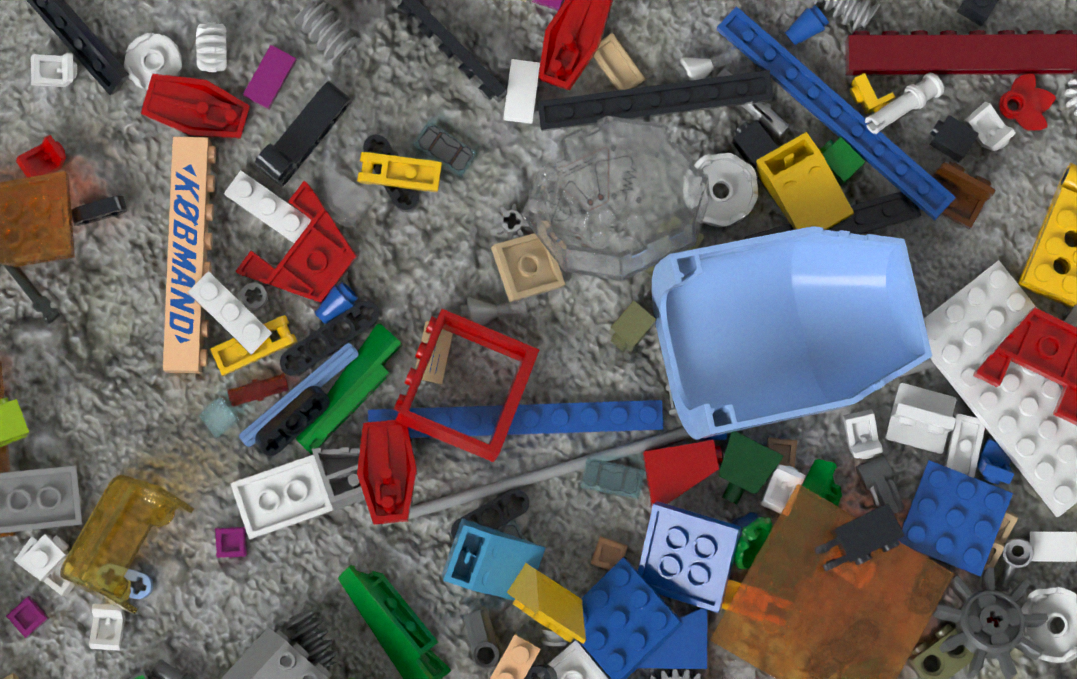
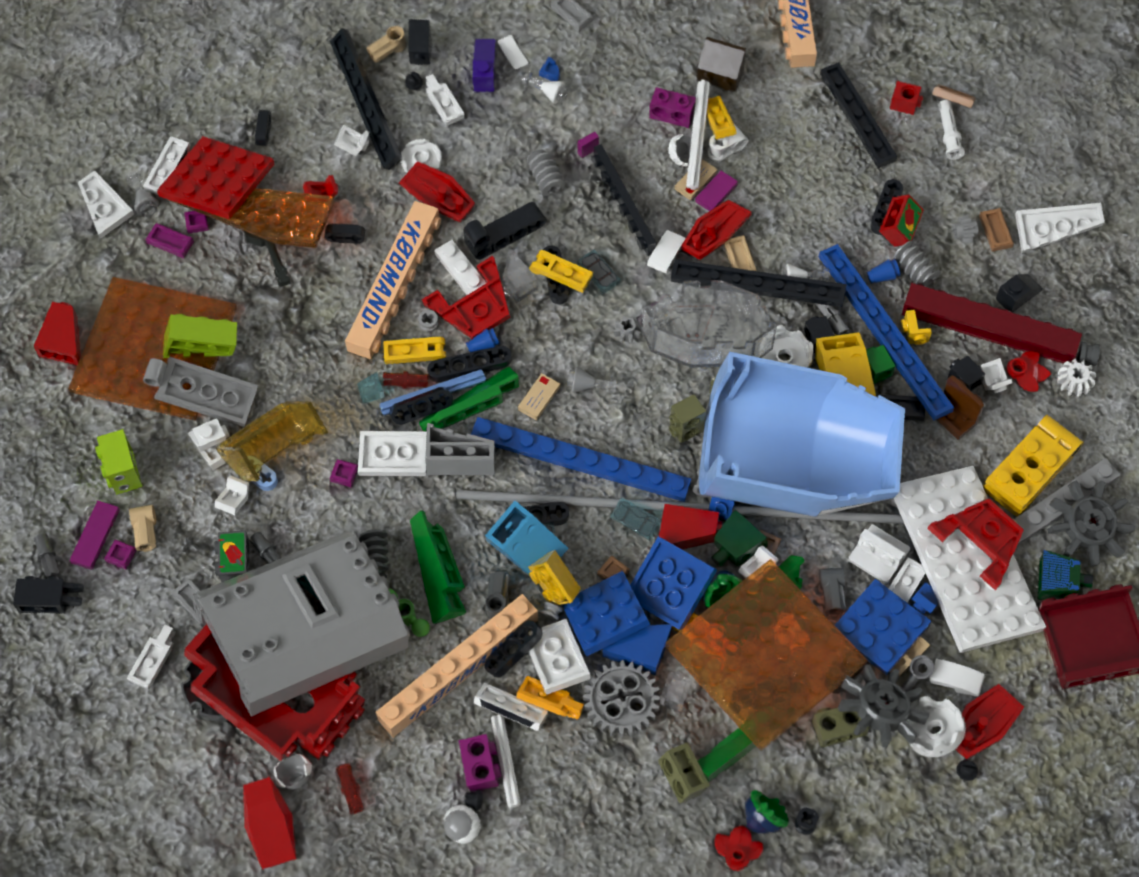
camera: 20 degrees right, 20 degrees down
(27, 617) = (180, 474): magenta tile -> none
(211, 47) = (464, 157): white gear -> none
(229, 312) = (406, 319): white plate -> none
(269, 77) = (495, 191): magenta tile -> none
(387, 471) = (474, 449): red piece -> none
(483, 336) = (577, 392): red window -> none
(526, 267) = (627, 359): tan plate -> none
(862, 434) = (831, 548): white bracket -> none
(862, 536) = (805, 604): black hinge -> none
(913, 98) = (945, 338): white pin -> none

